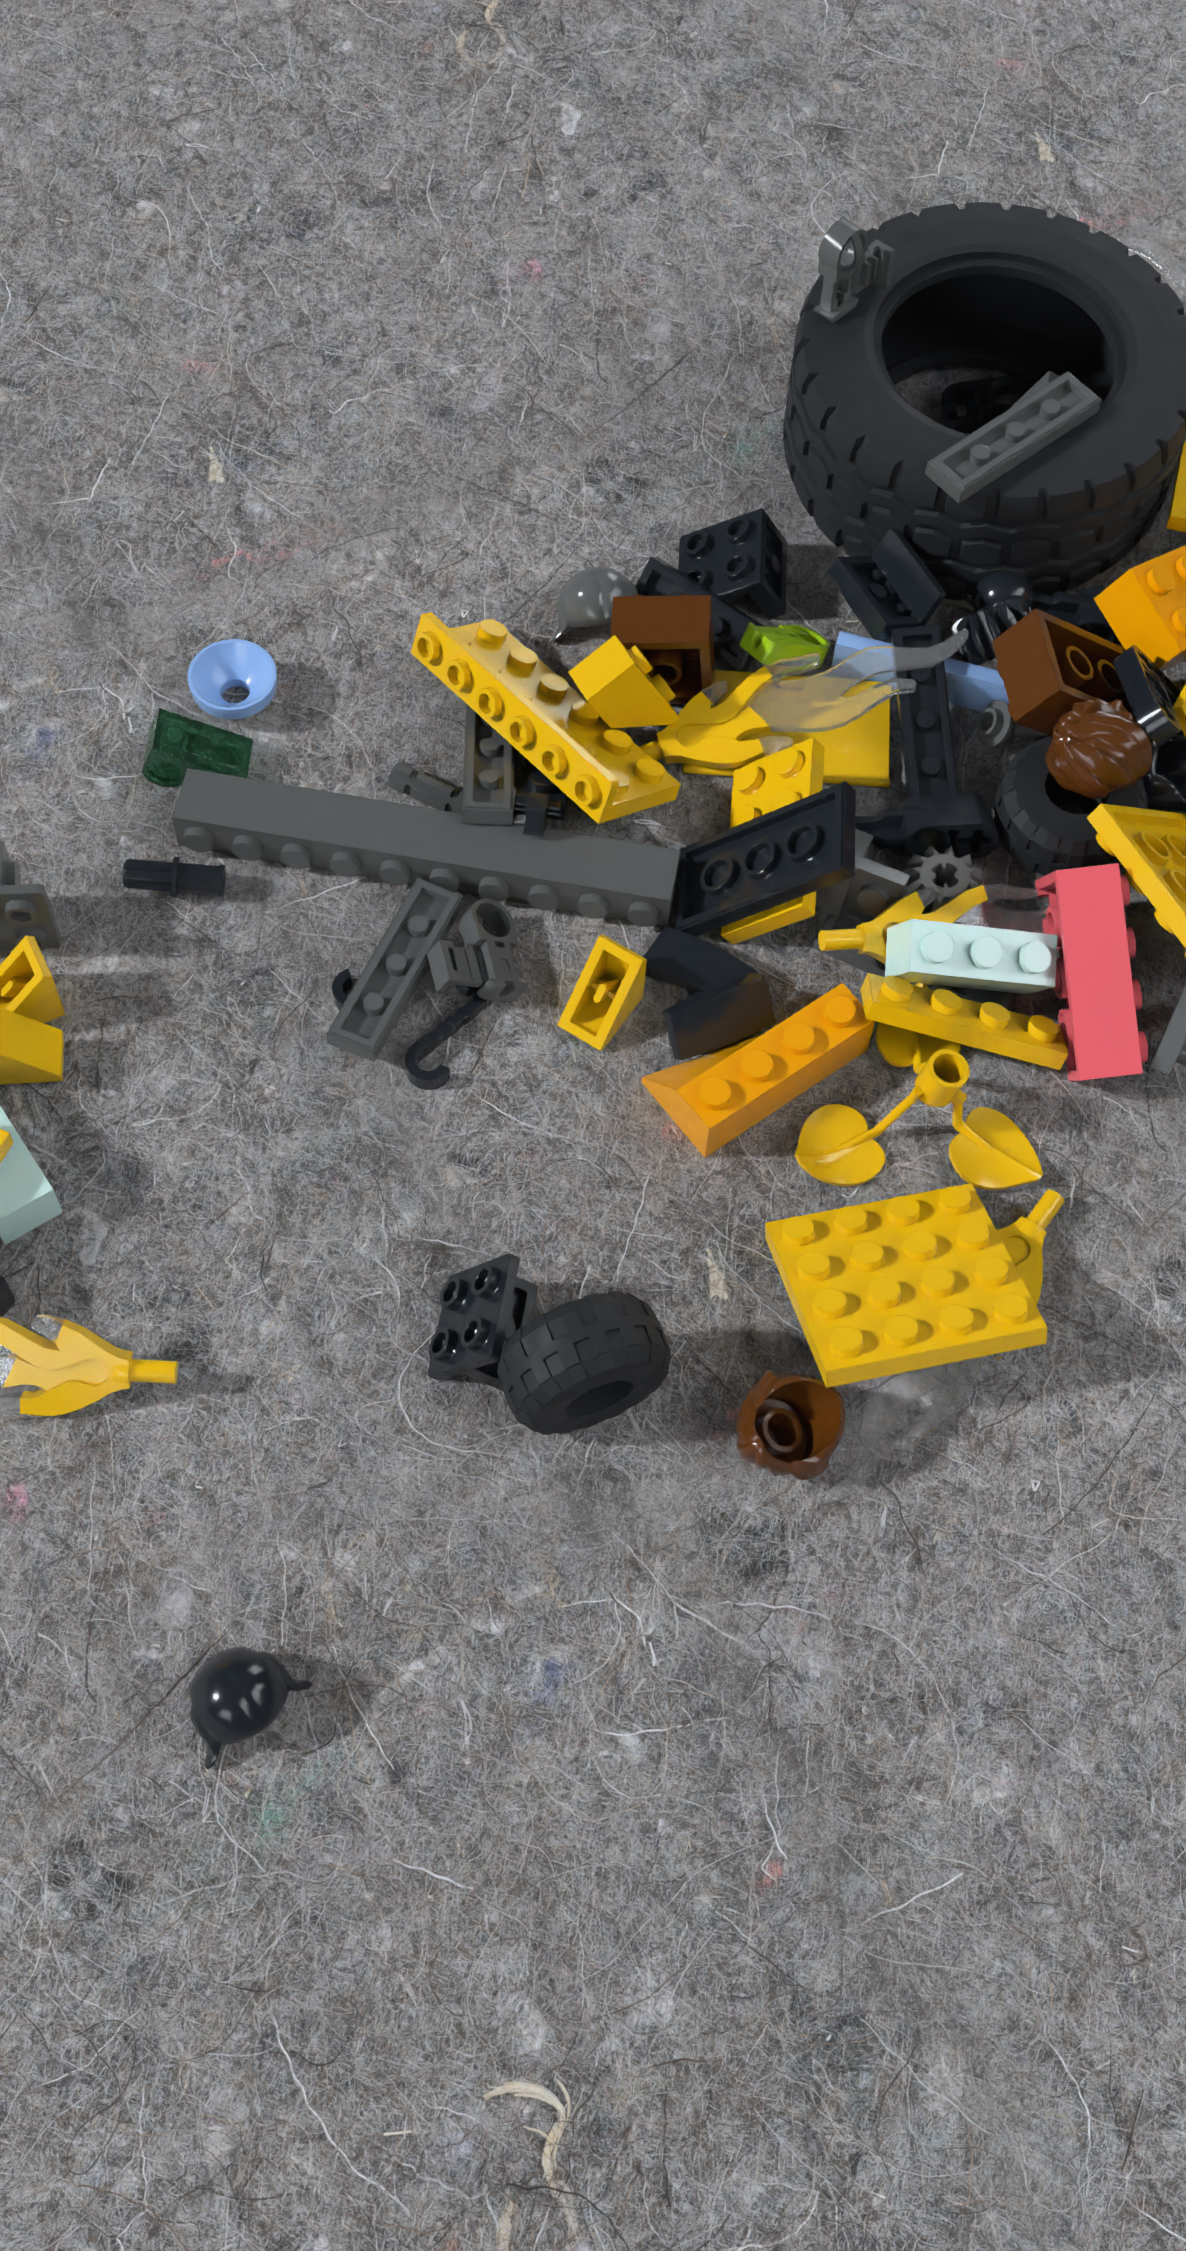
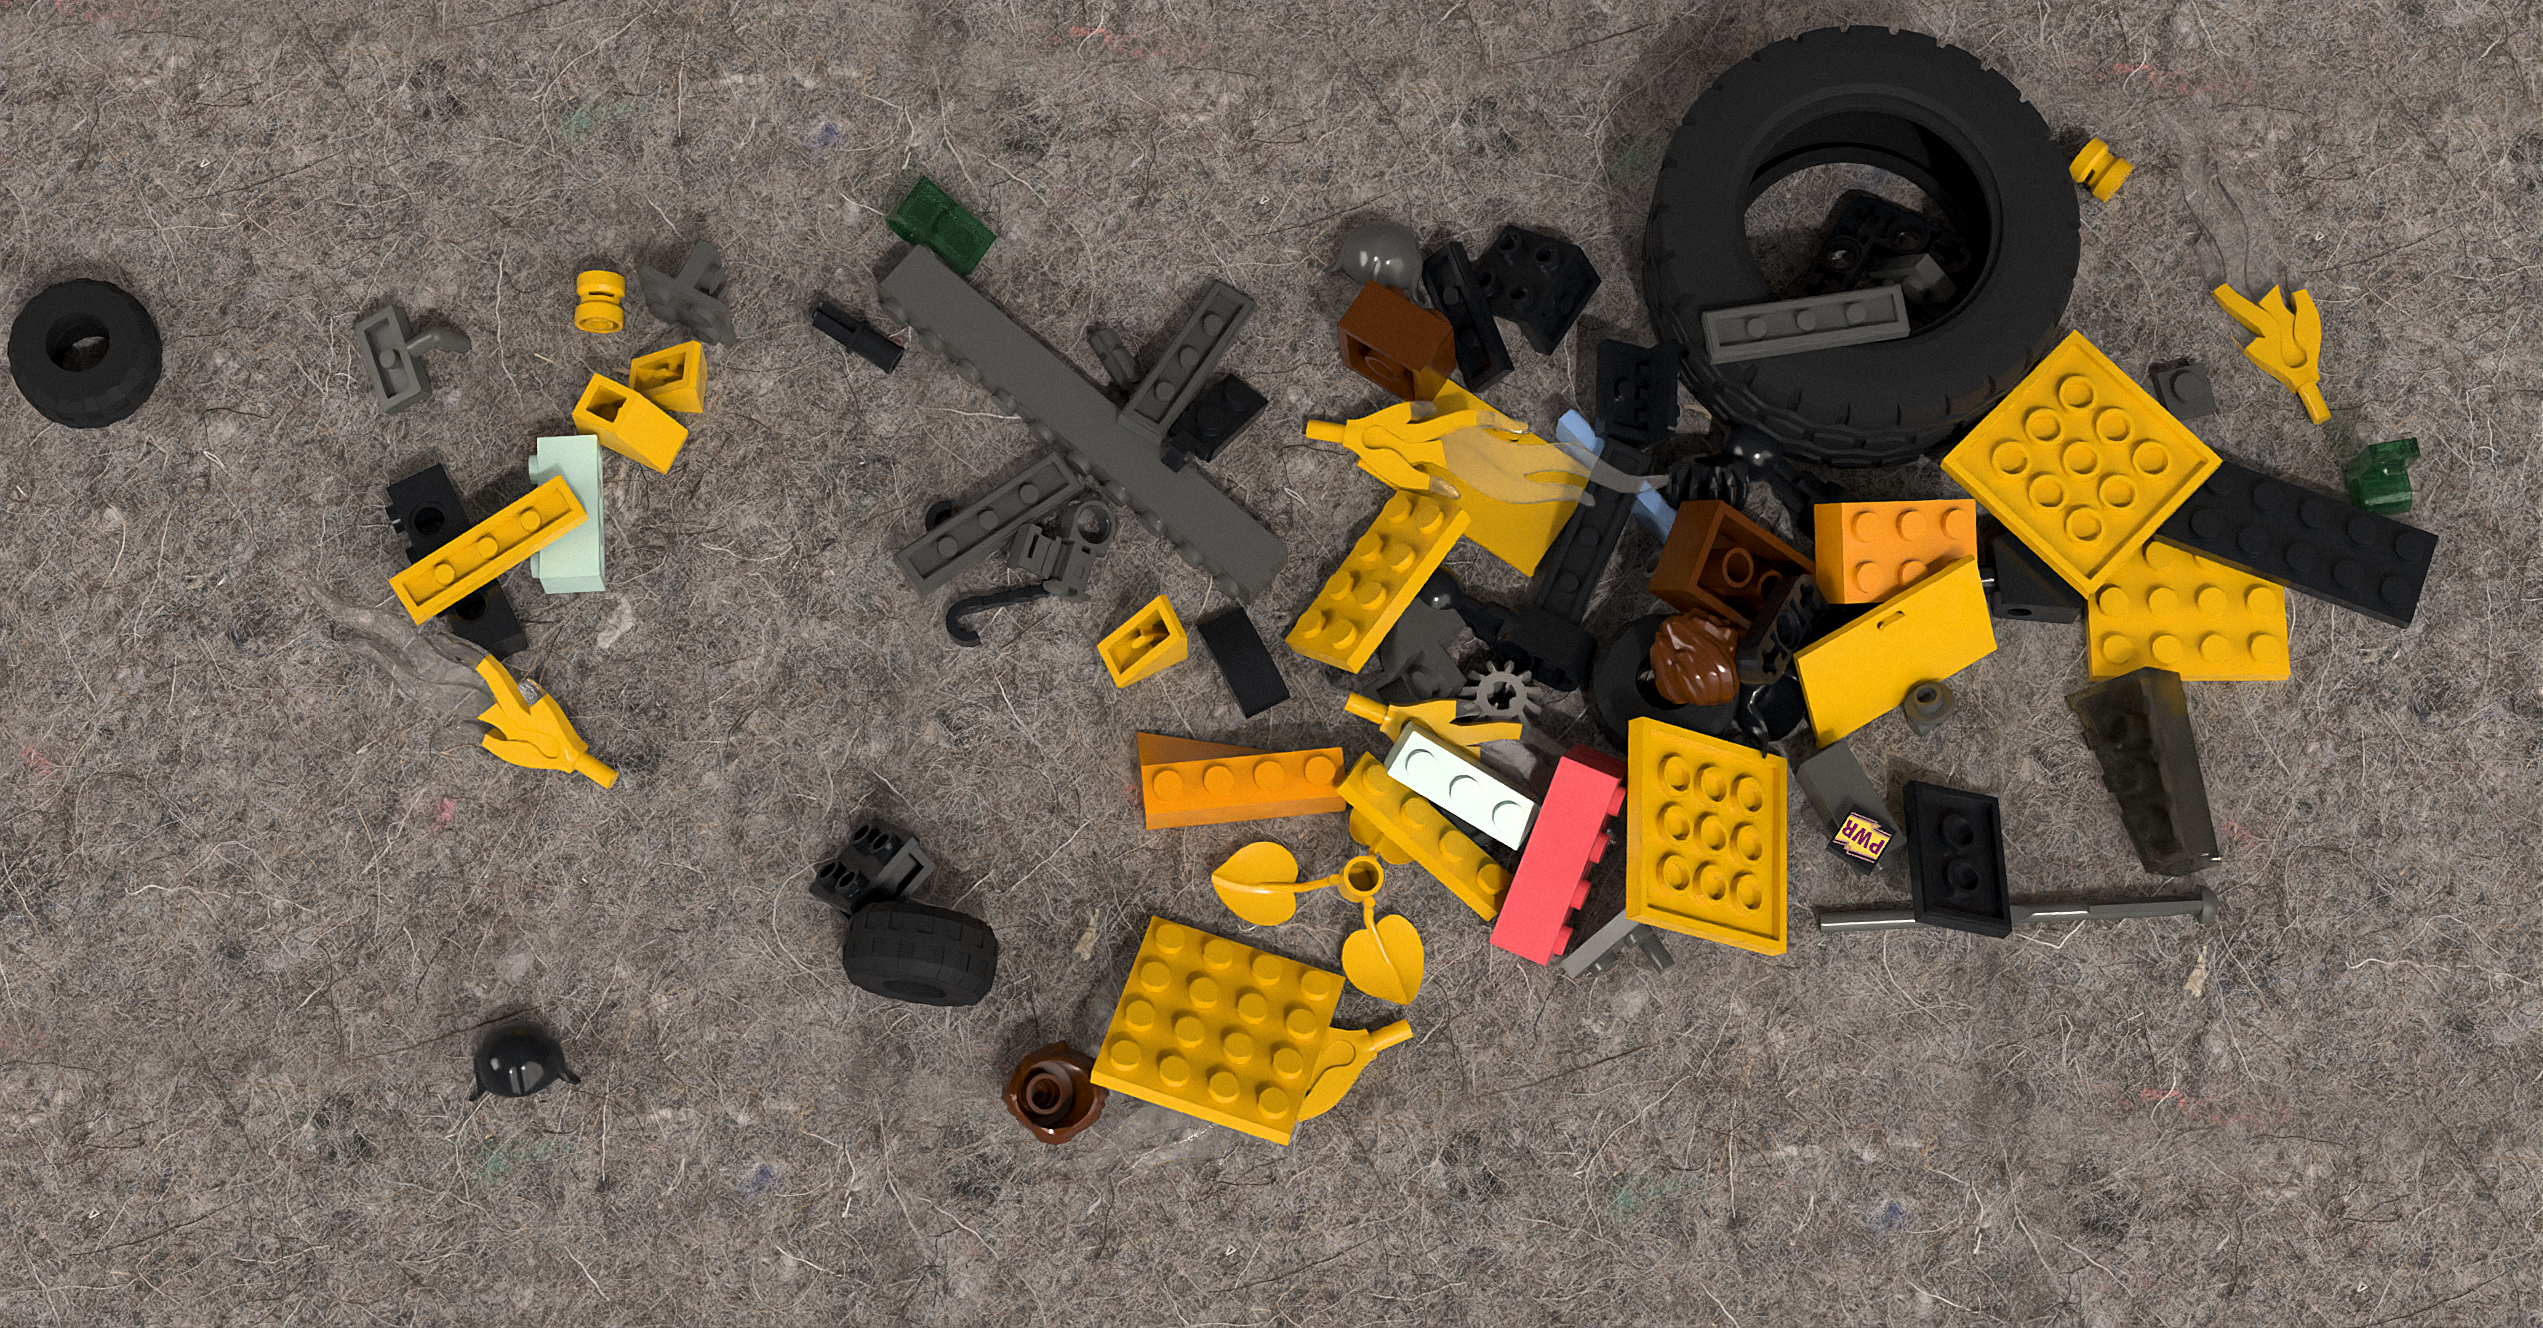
camera: 30 degrees right, 10 degrees up
(232, 665) = (1011, 149): light blue piece -> none
(543, 718) = (1252, 355): yellow bracket -> none
(621, 690) = (1331, 370): yellow slope -> none
(719, 1018) = (1228, 718): black slope -> none
(767, 861) = (1345, 602): black tile -> none
(783, 642) = (1513, 396): lime piece -> none
(850, 268) = (1754, 71): dark grey piece -> none

